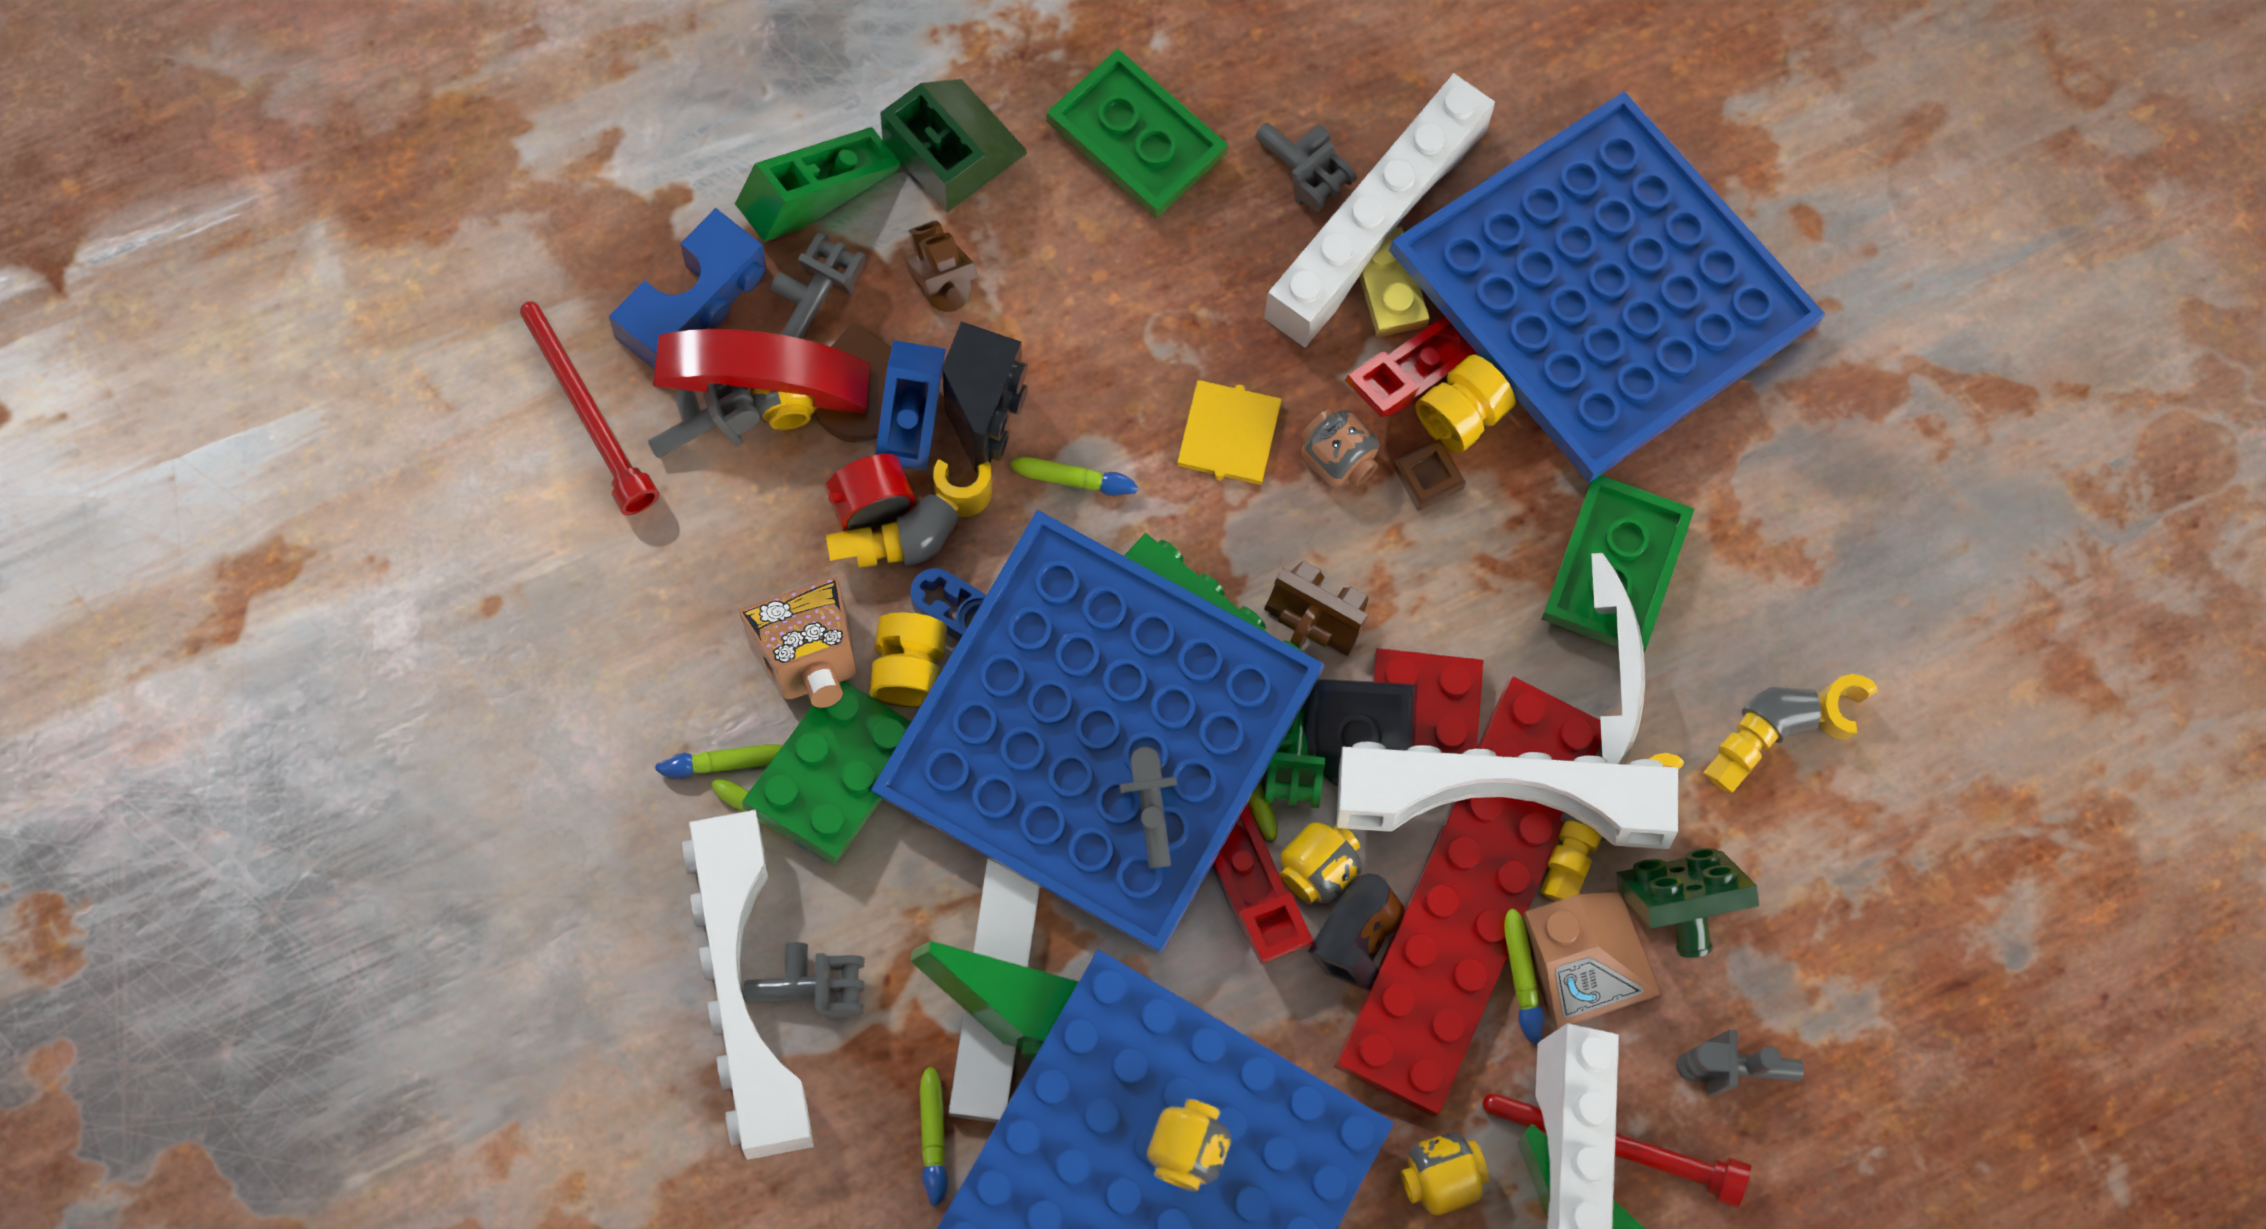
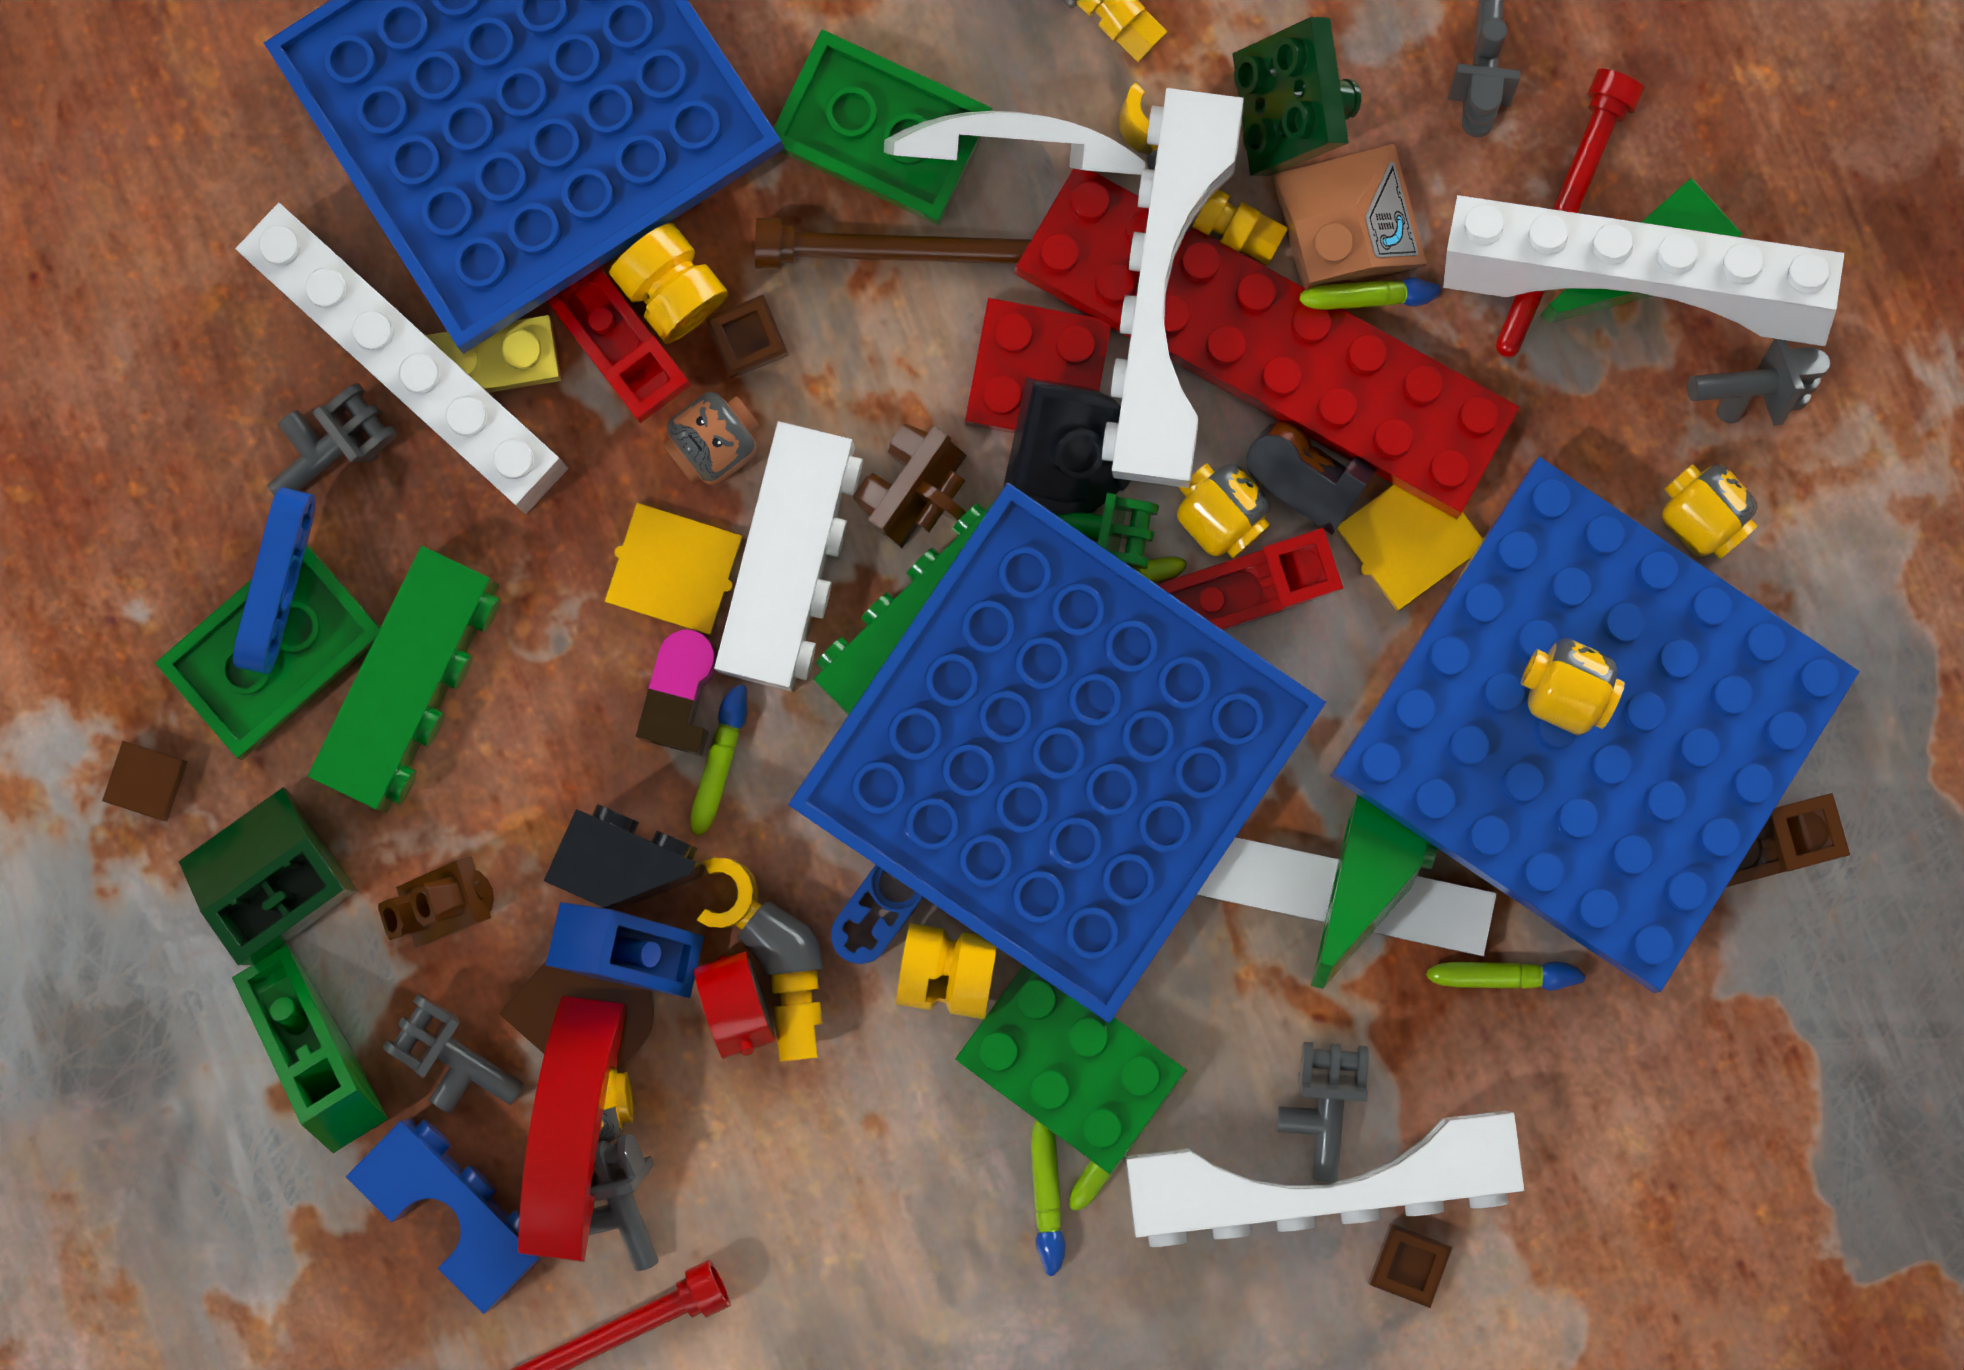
camera: 75 degrees left, 15 degrees up
(674, 1068) = (1410, 1265): none -> reddish brown tile
(803, 641) = (918, 1091): torso -> none
(1024, 53) = (144, 781): none -> reddish brown tile
(1119, 230) = (405, 680): none -> green brick
(1126, 436) = (674, 692): none -> leg
(1147, 781) = (1143, 698): dark grey arm -> none
(1190, 122) = (274, 580): none -> blue beam
(1246, 512) = (786, 557): none -> white brick
(1307, 1024) = (1407, 543): none -> yellow piece
(1445, 1173) = (1589, 406): yellow head -> none
(1509, 490) = (780, 244): none -> reddish brown piece

